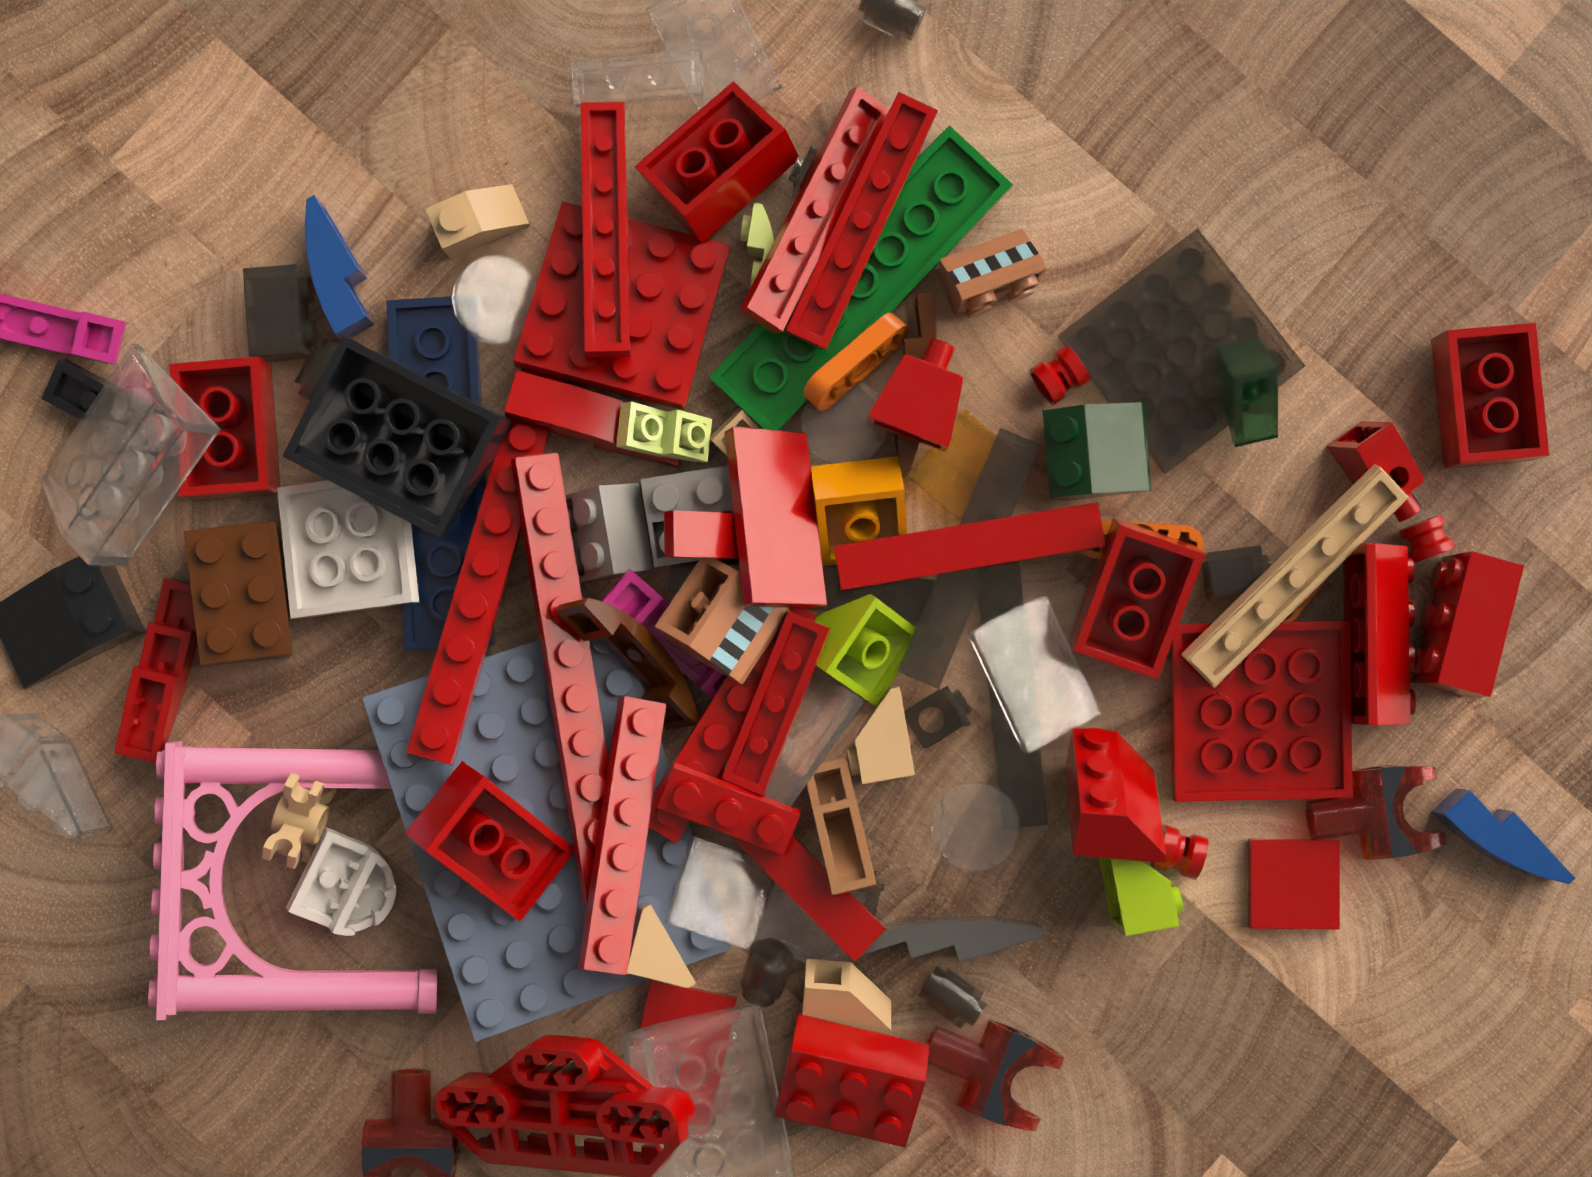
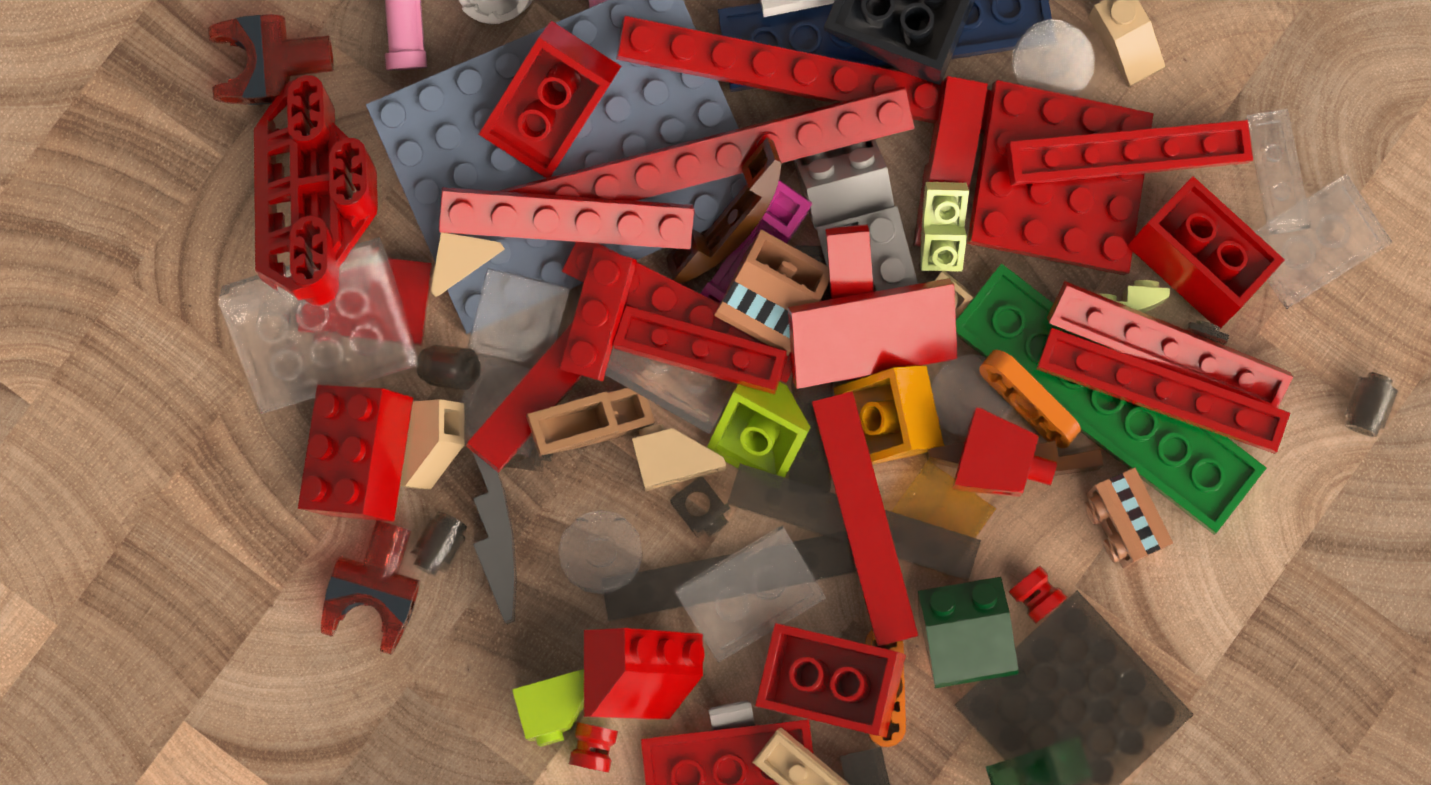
camera: 85 degrees right, 5 degrees down
(1157, 704) = (732, 715): none -> light grey slope

